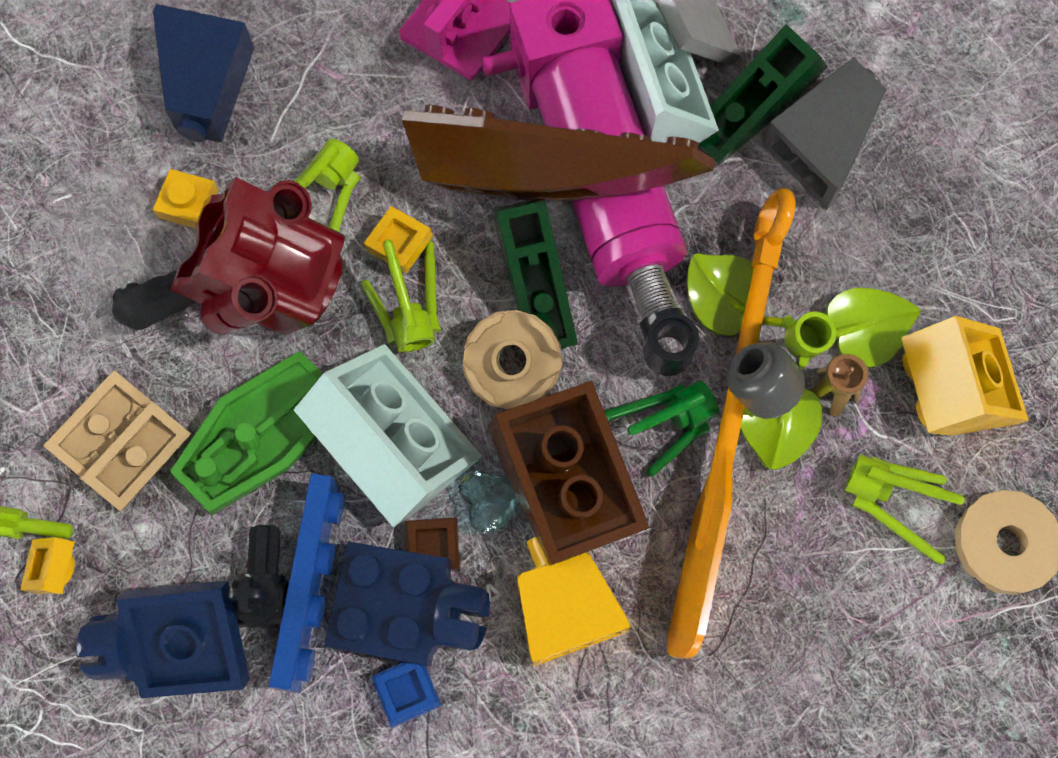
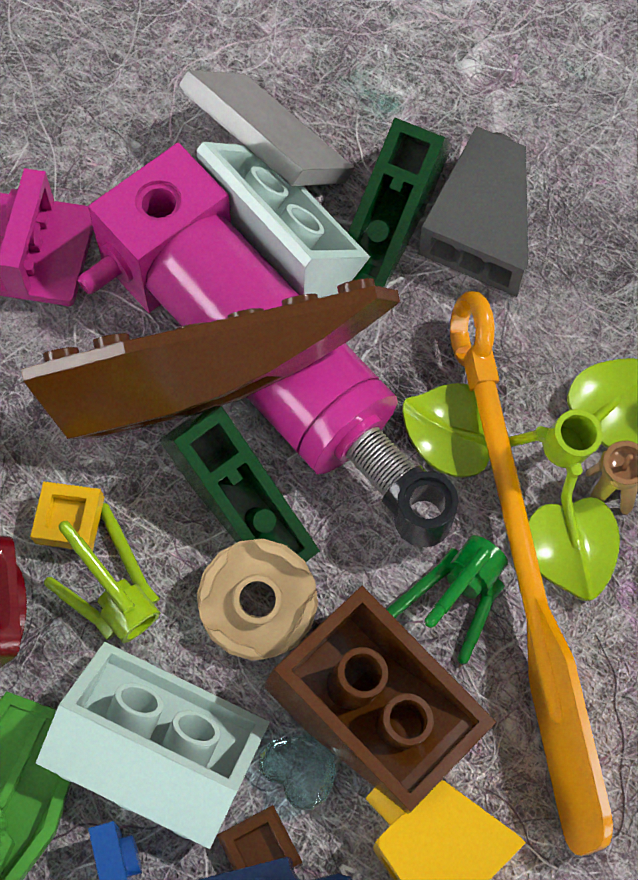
camera: 25 degrees left, 5 degrees down
(766, 380) = (547, 506): dark grey head -> none

